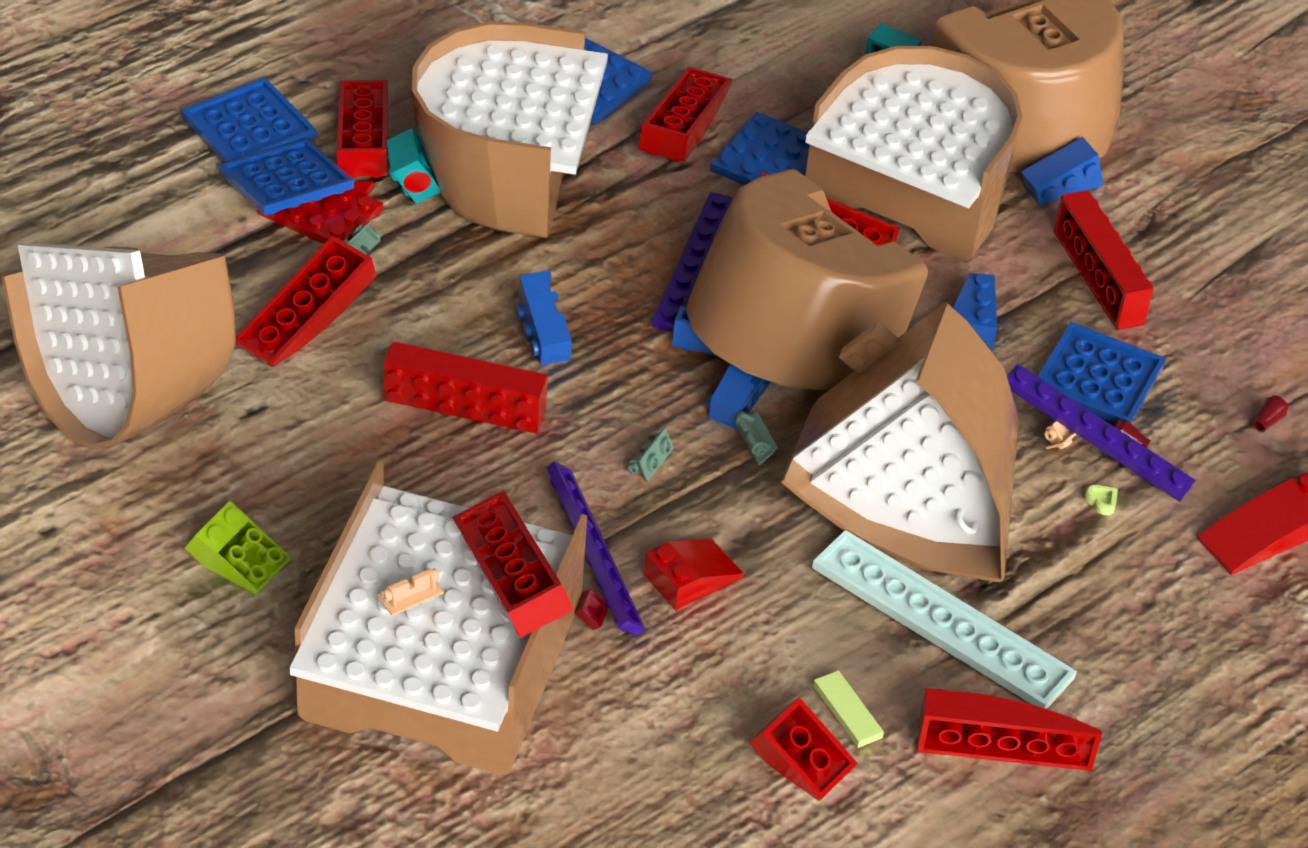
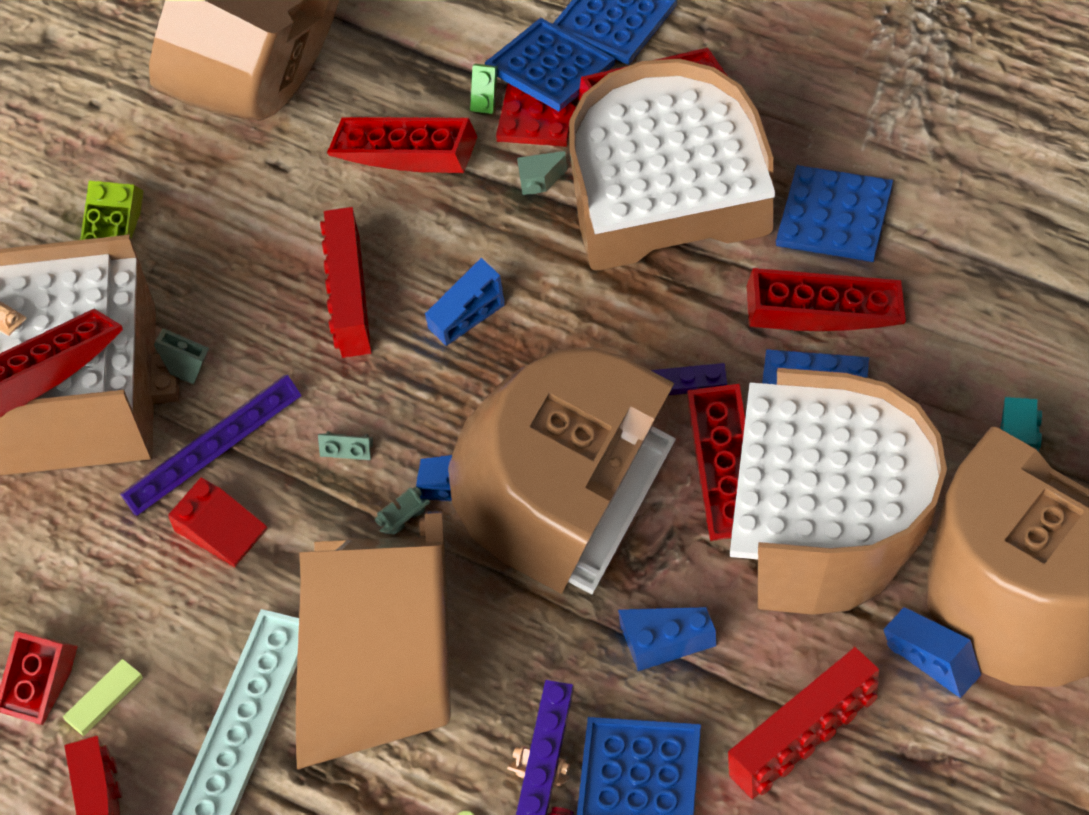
camera: 80 degrees right, 10 degrees up
(284, 226) = (483, 88): none -> bright green plate
(364, 238) = (493, 144): sand green hinge -> none
(411, 230) = (541, 171): none -> sand green slope
(591, 609) = (137, 467): dark red plate -> none

